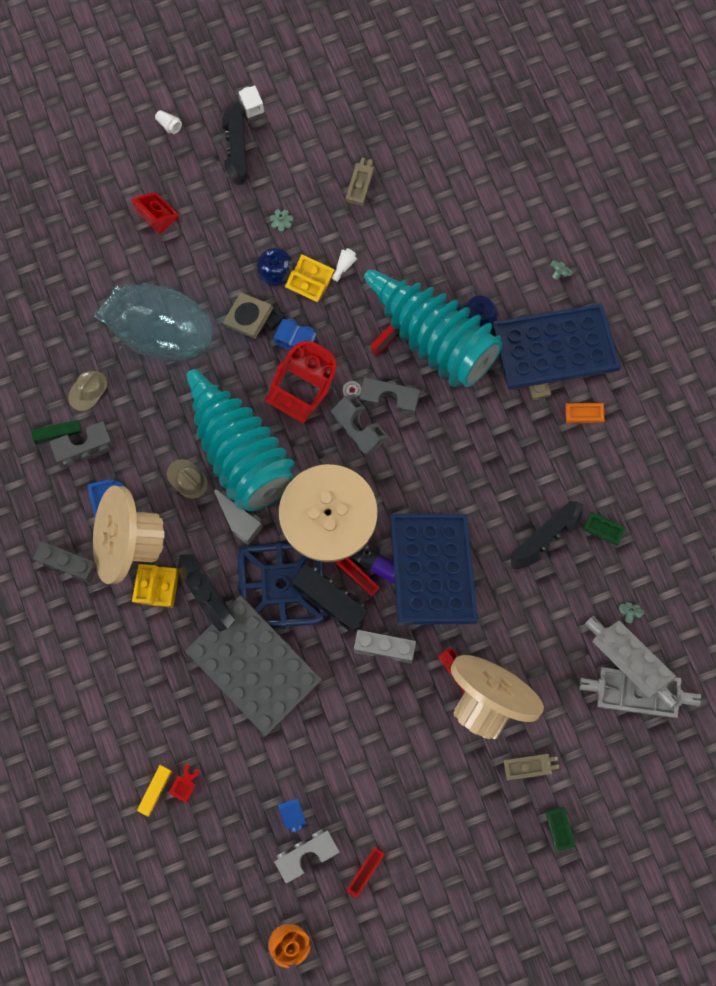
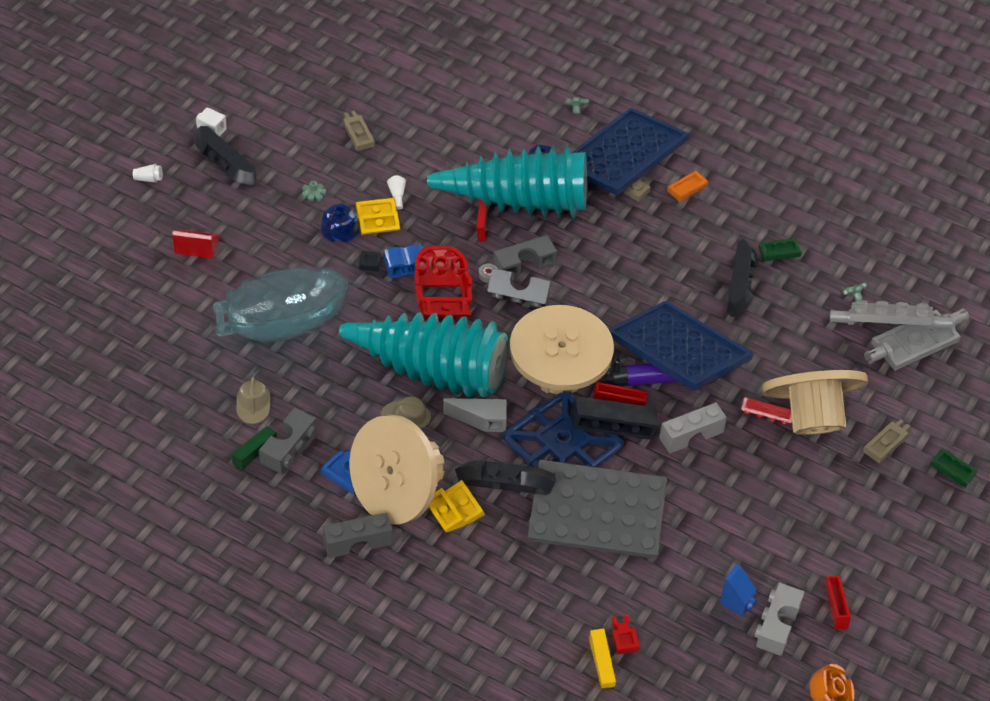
camera: 45 degrees left, 25 degrees down
(247, 315) = (352, 265): dark tan tile -> none

